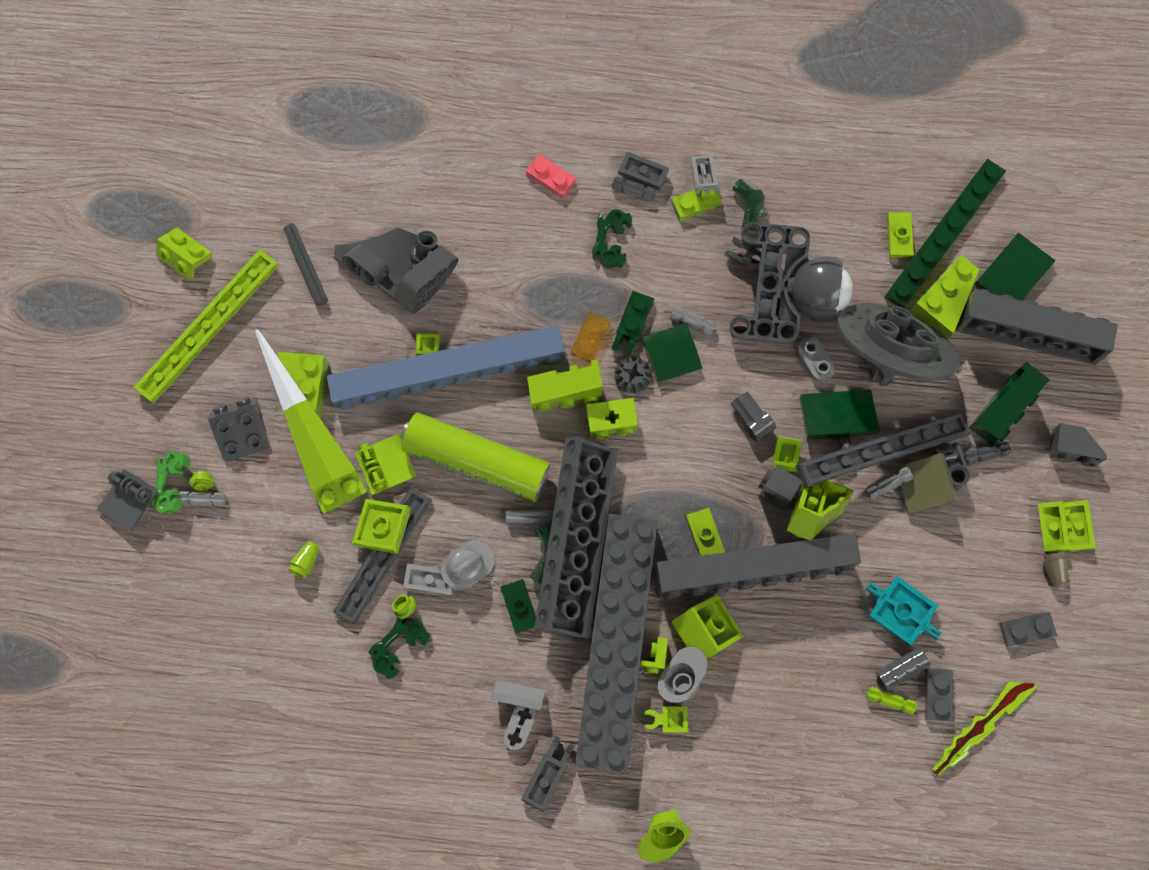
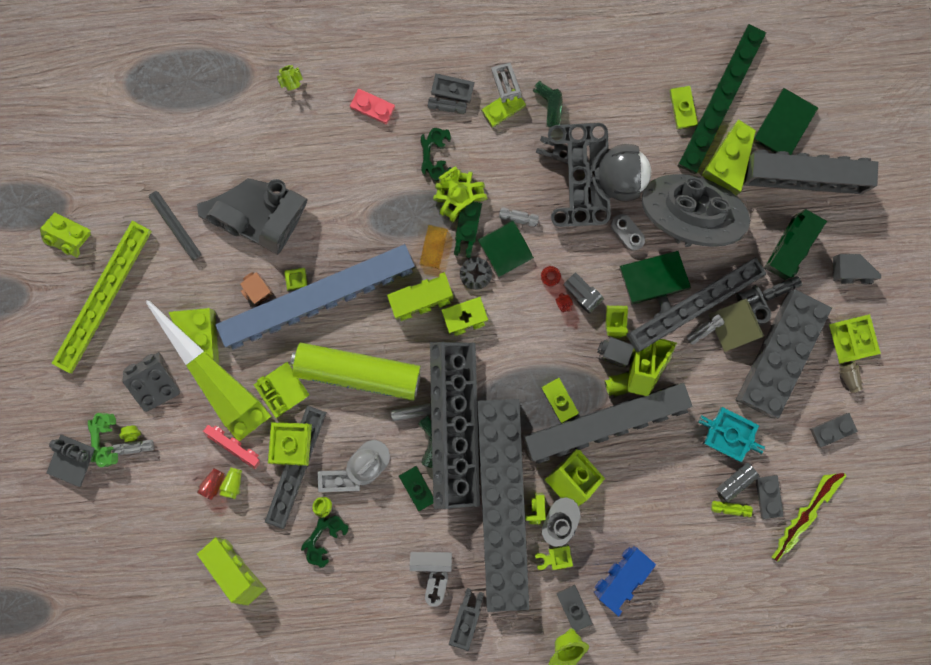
camera: 15 degrees left, 10 degrees up
(281, 556) = (211, 484): none -> clear red cone
(281, 662) = (230, 572): none -> lime wedge
(315, 517) = (232, 445): none -> coral plate
(380, 346) = (255, 288): none -> nougat brick
(466, 129) = (289, 77): none -> lime gear
(630, 280) = (459, 193): none -> lime piece
(681, 785) = (574, 608): none -> dark grey plate
(718, 385) = (557, 276): none -> clear red plate
(729, 423) = (564, 302): none -> clear red plate
(747, 759) = (624, 579): none -> blue wedge
(776, 528) = (617, 384): none -> lime brick
(978, 528) = (783, 354): none -> dark grey brick

